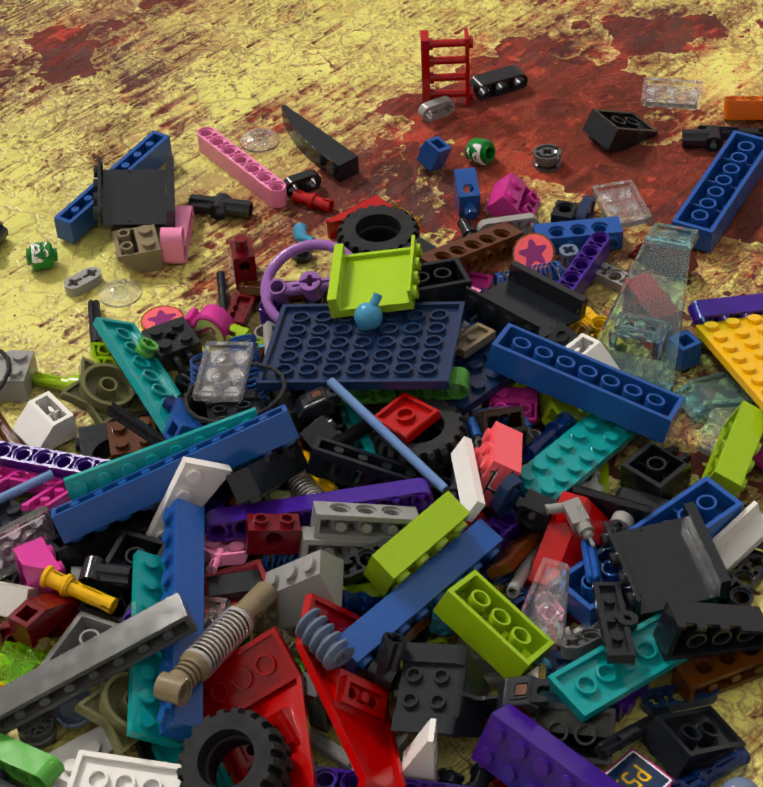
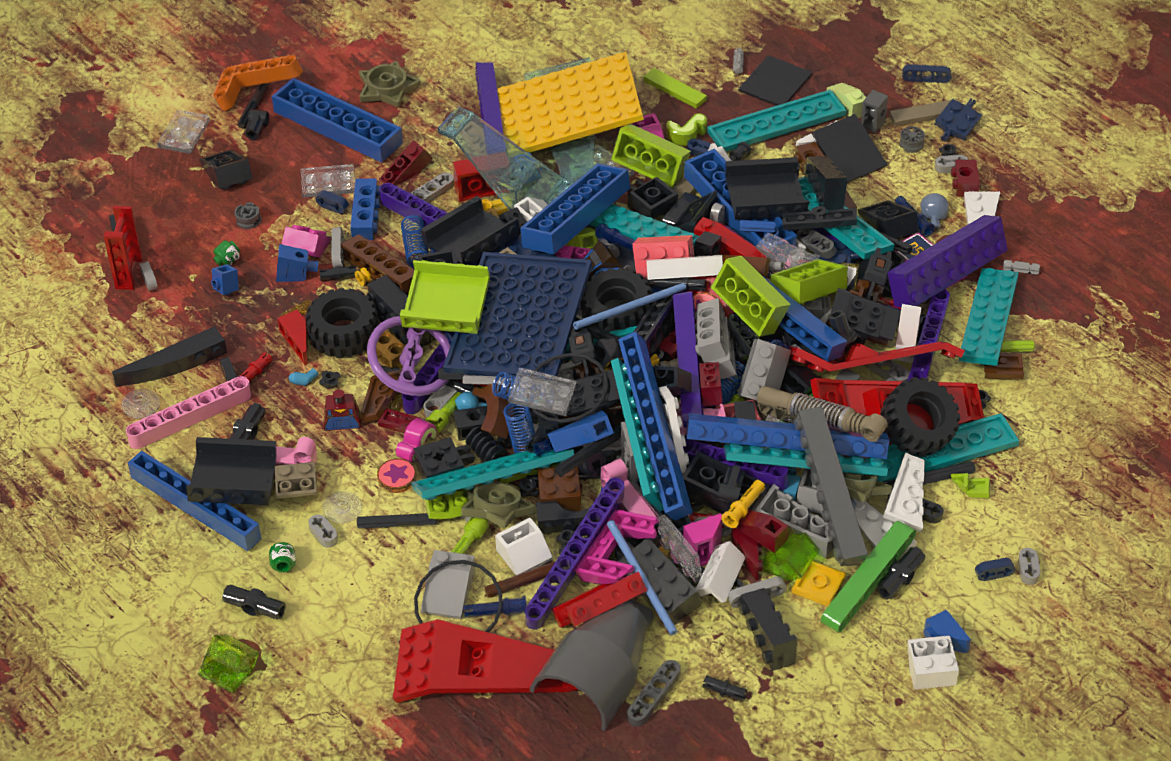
camera: 85 degrees left, 5 degrees up
(146, 347) = (457, 468): bright green bush -> none
(222, 293) = (368, 435): black bar -> none
(321, 640) = (838, 346): sand blue piece -> none
(369, 315) = (494, 302): dark azure piece -> none
(407, 417) = (607, 295): red tile -> none
(506, 495) = (702, 245): dark blue beam -> none
(533, 250) = (384, 233): tile -> none
(563, 211) = (336, 213): black brick -> none
(566, 254) = (391, 221): sand blue bush -> none
(575, 515) = (726, 221): light grey piece -> none

